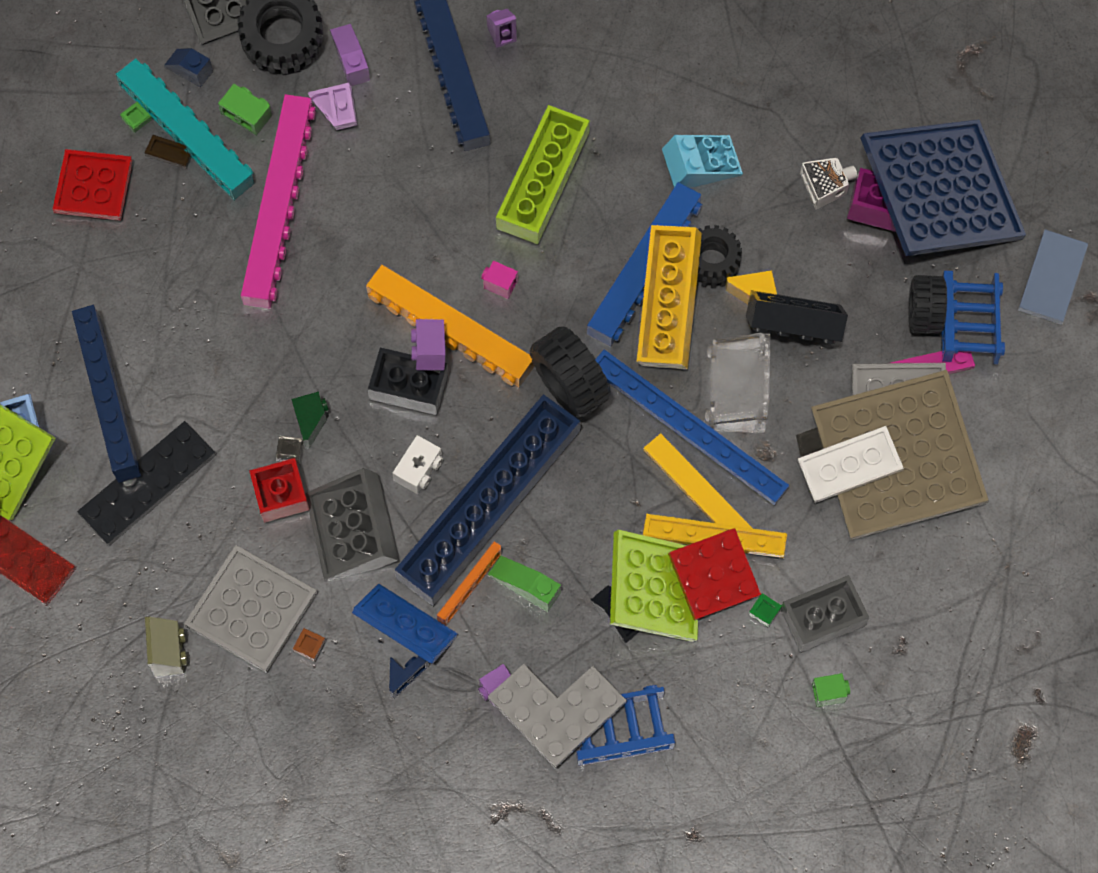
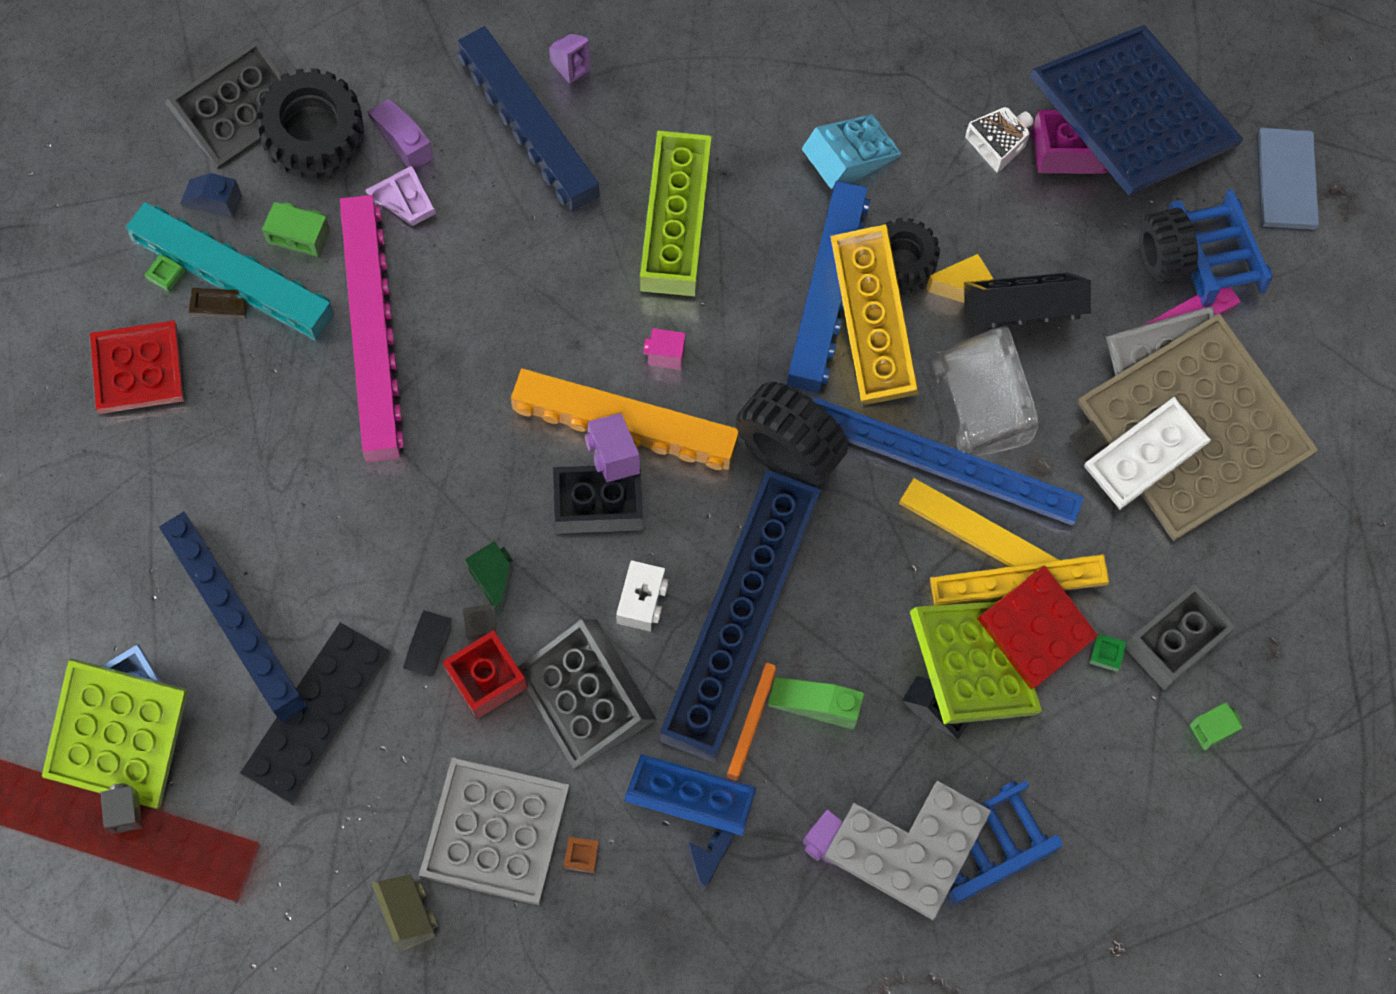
camera: 20 degrees left, 0 degrees up
(244, 454) = (427, 643): none -> black slope

